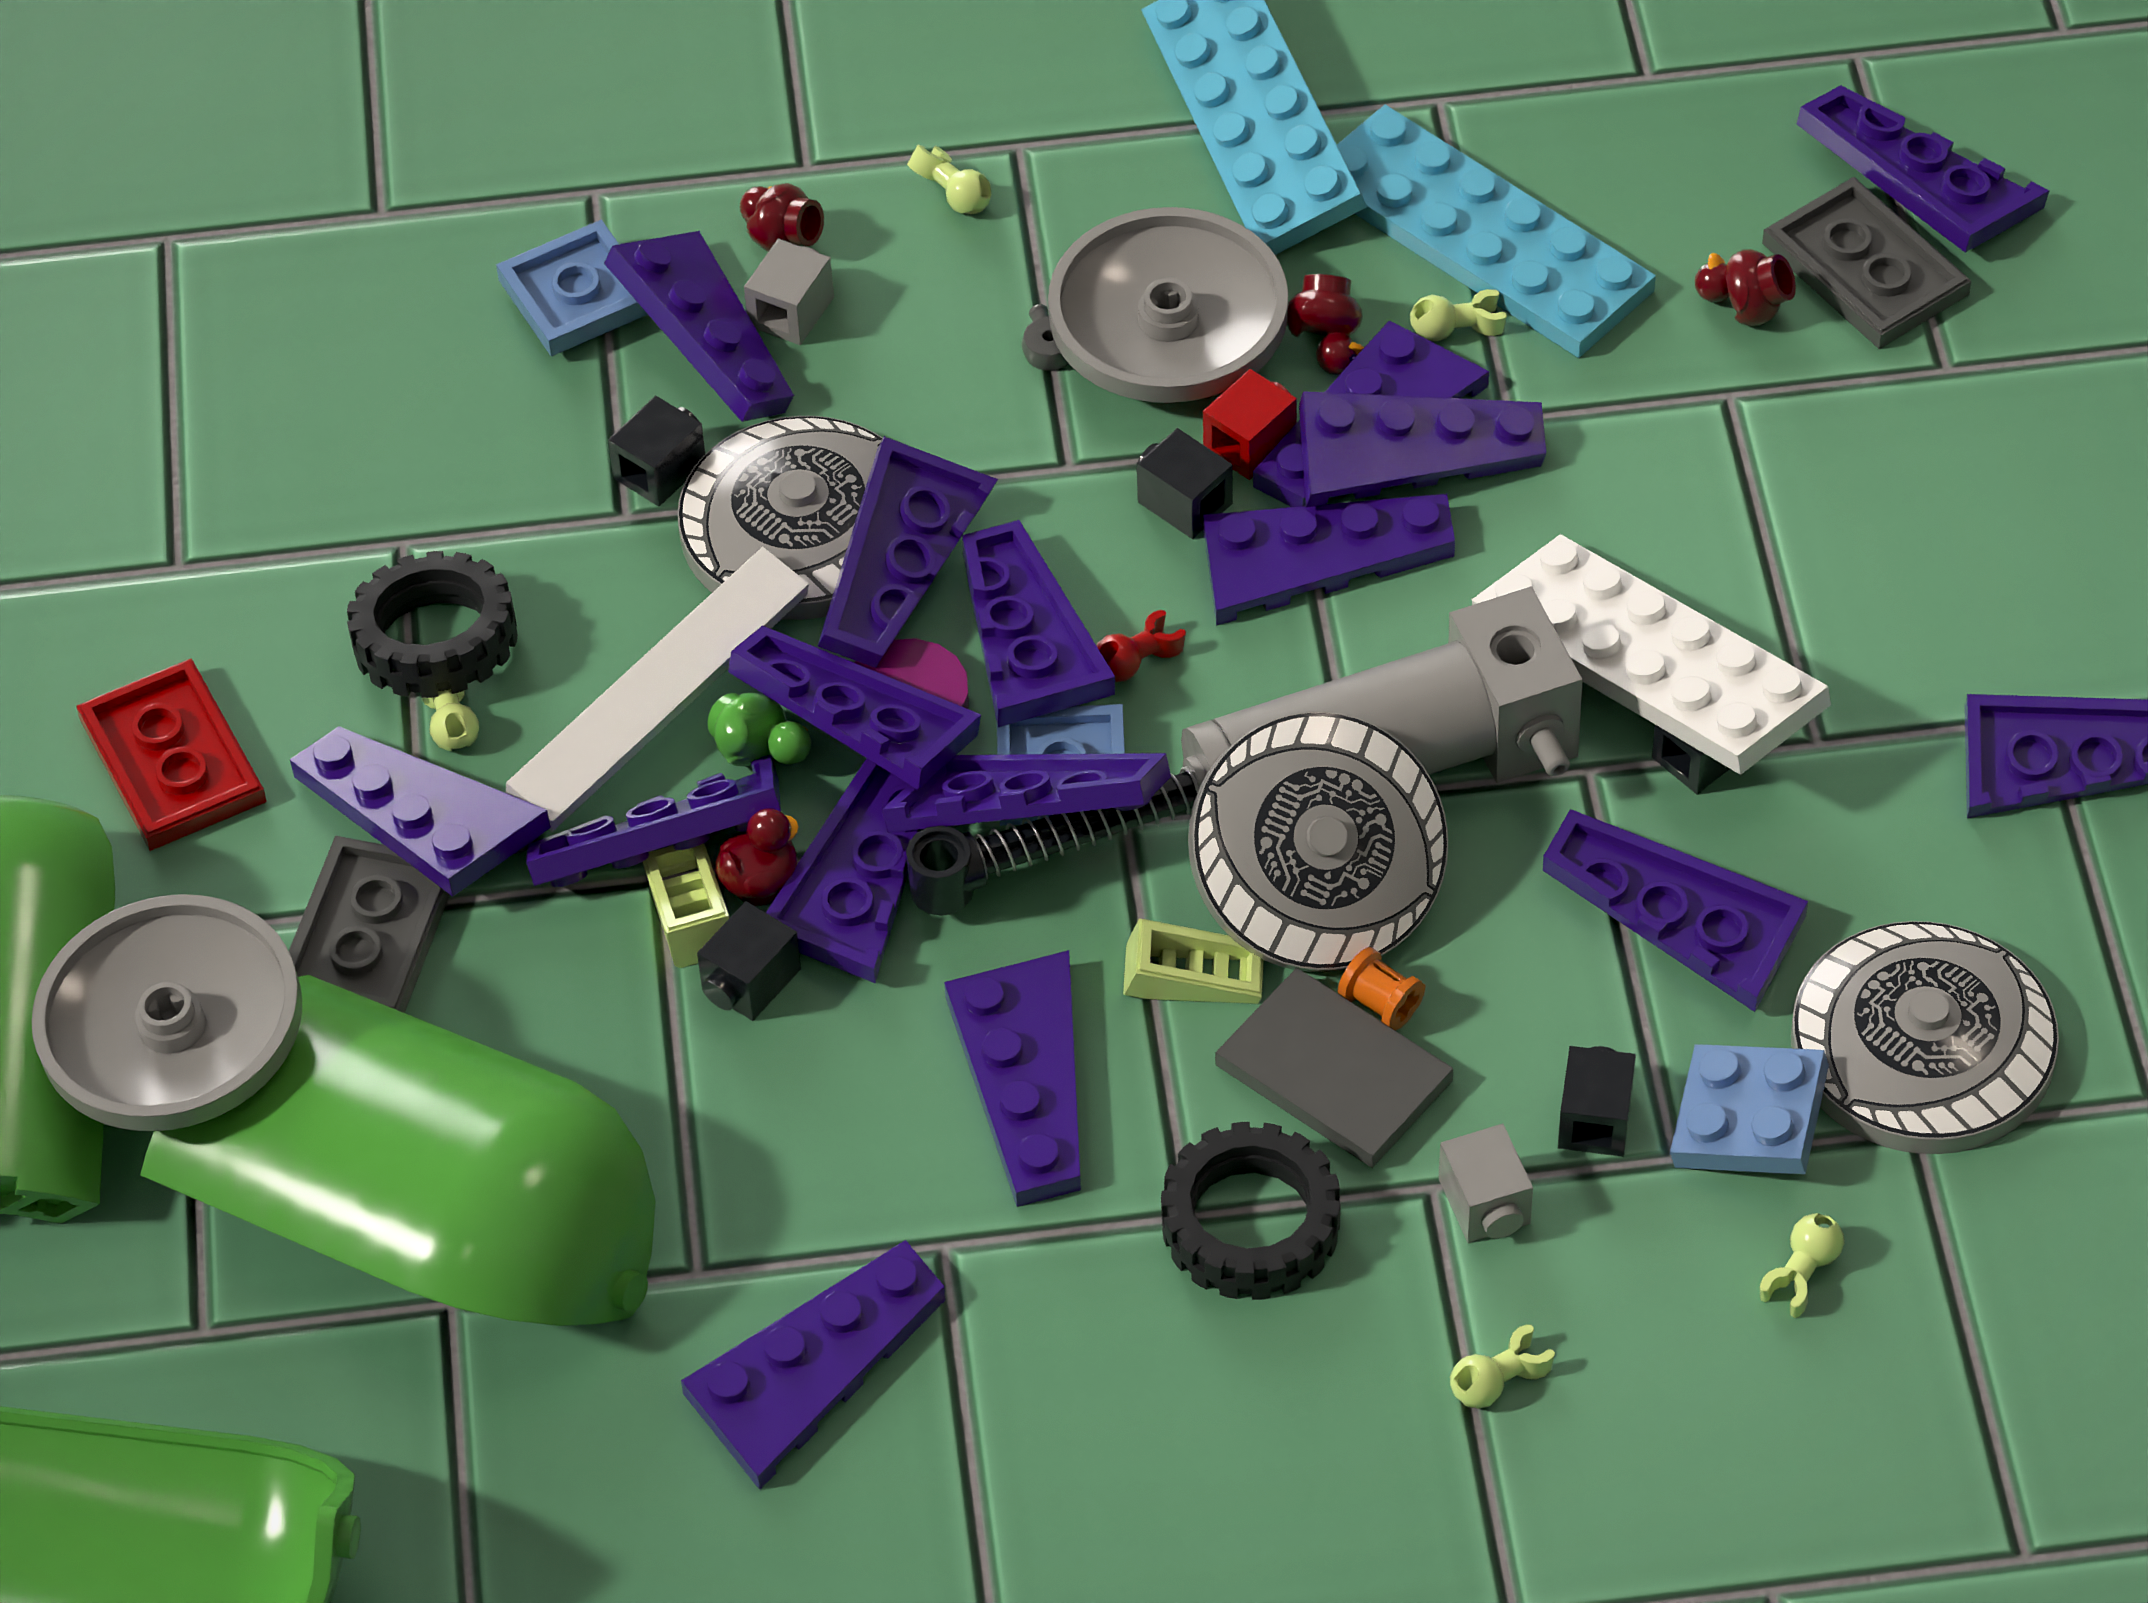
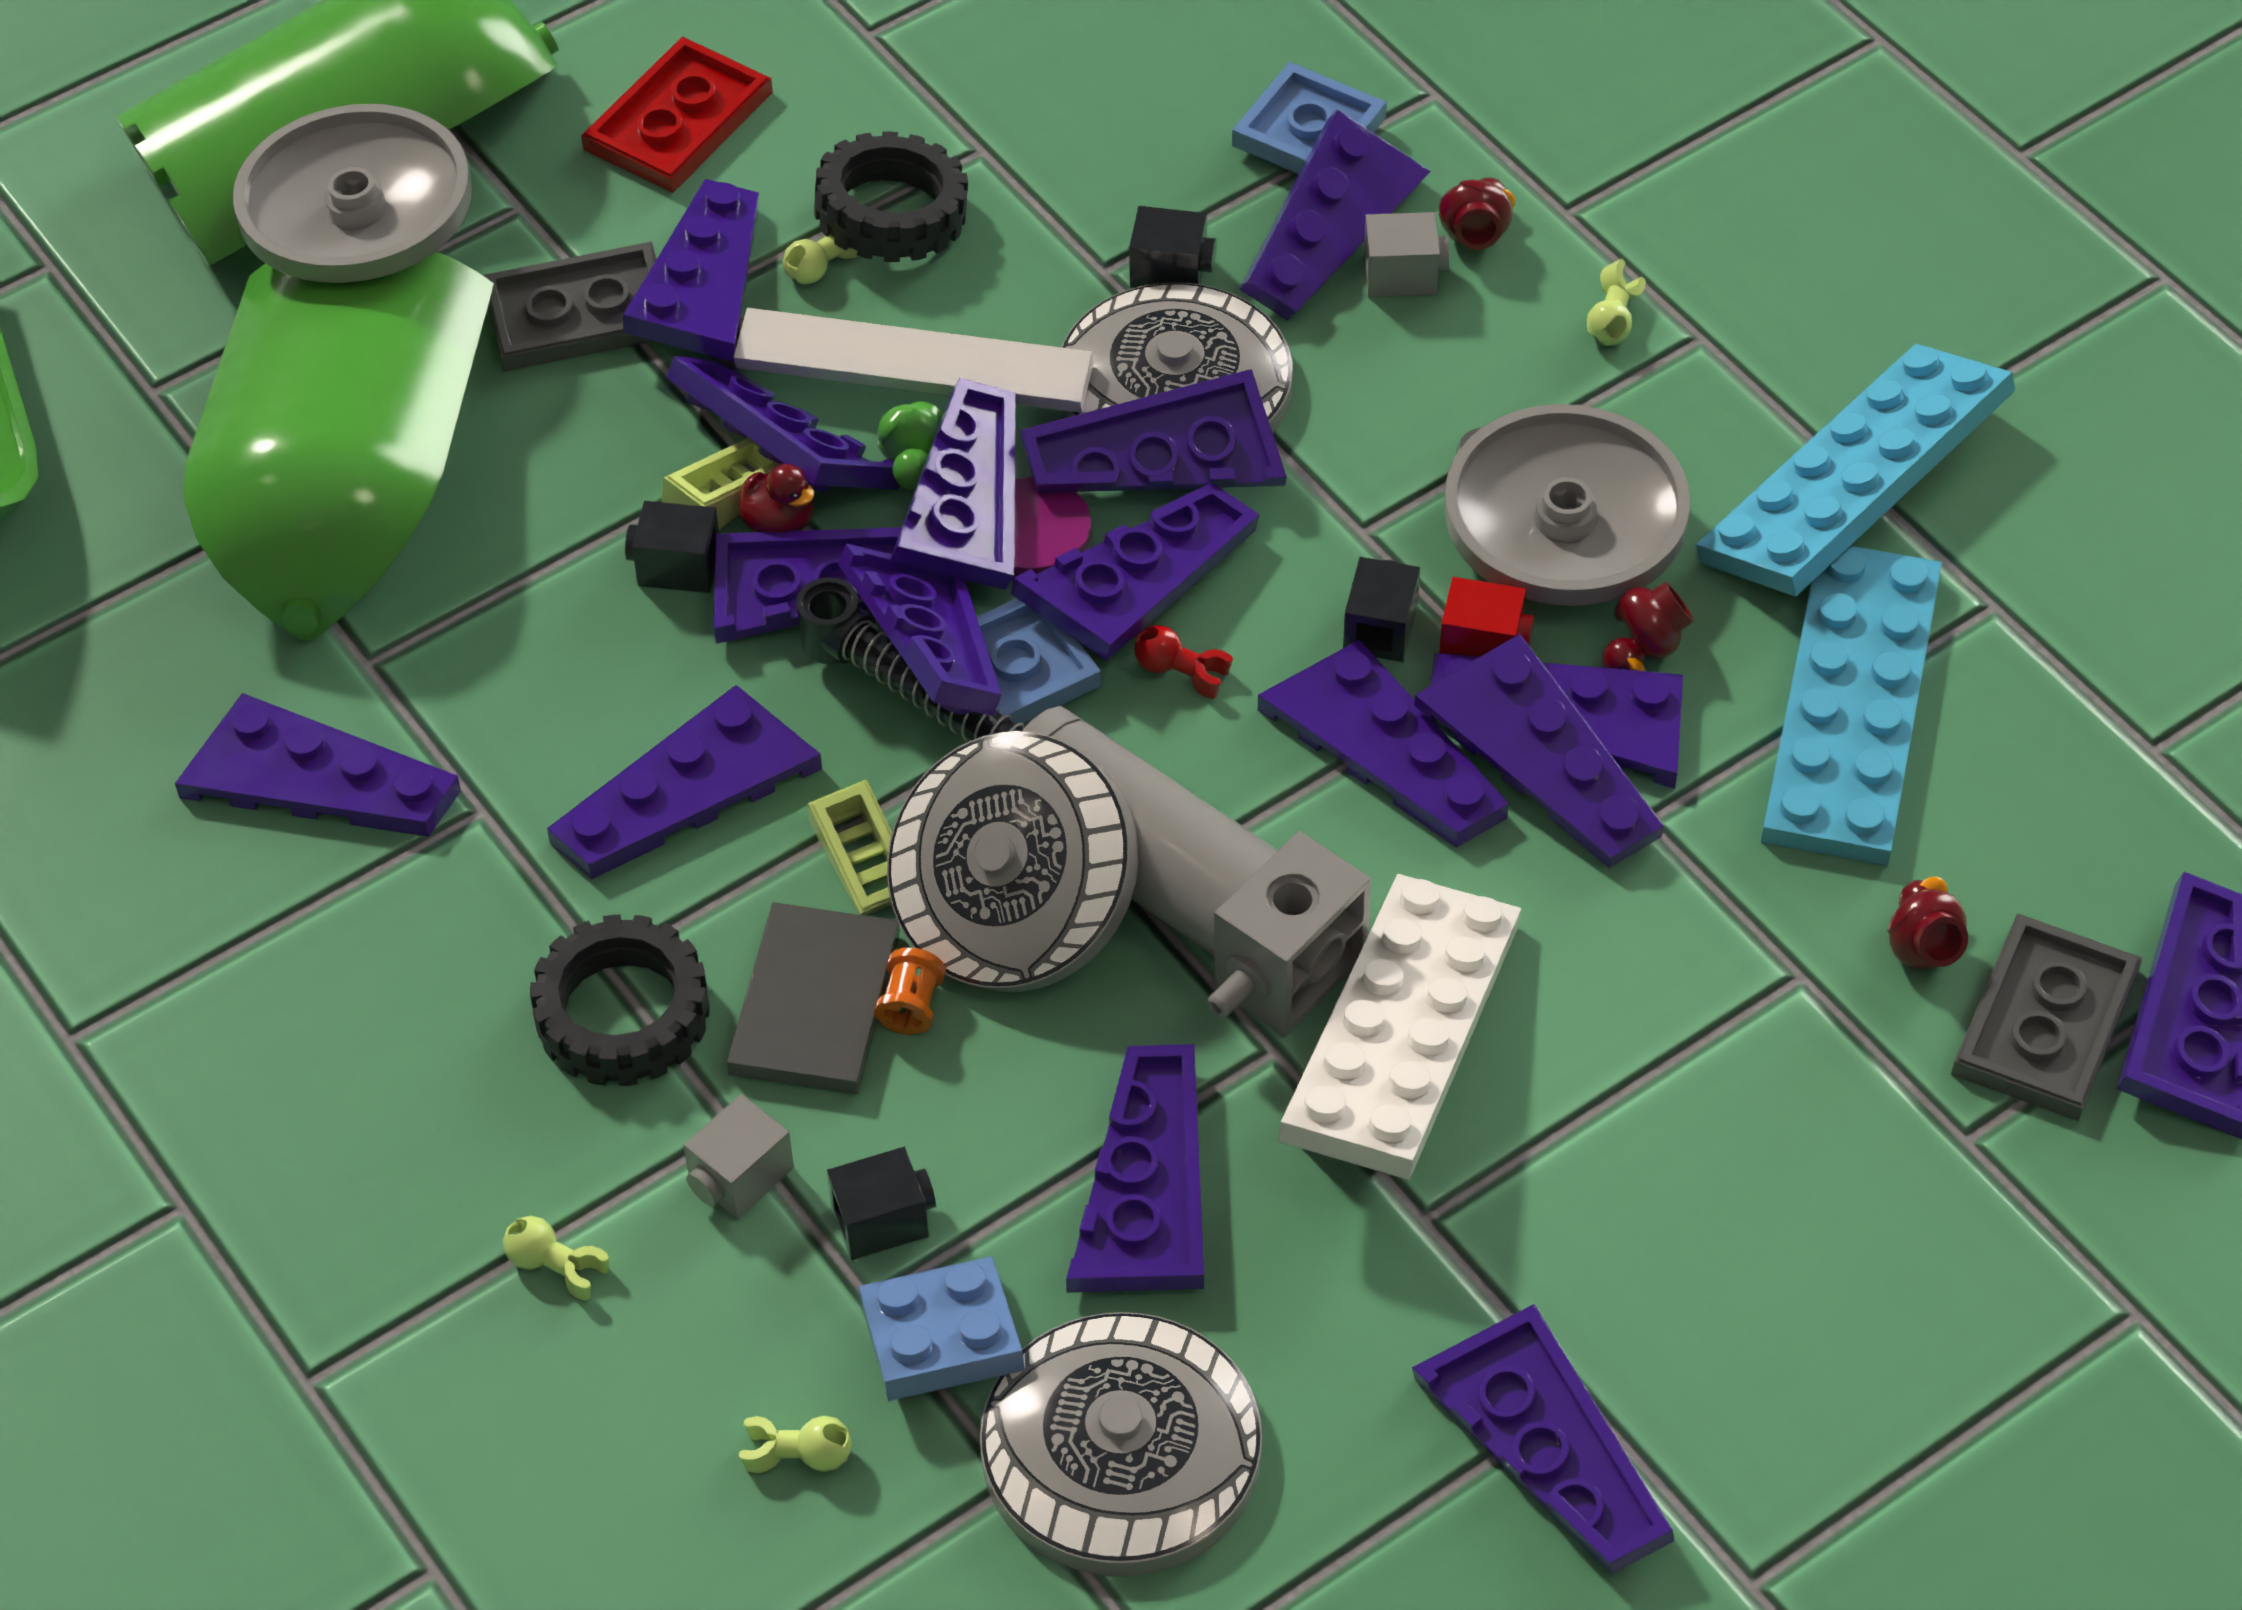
camera: 60 degrees right, 0 degrees up
(1437, 317) = (1716, 710): yellowish green arm -> none

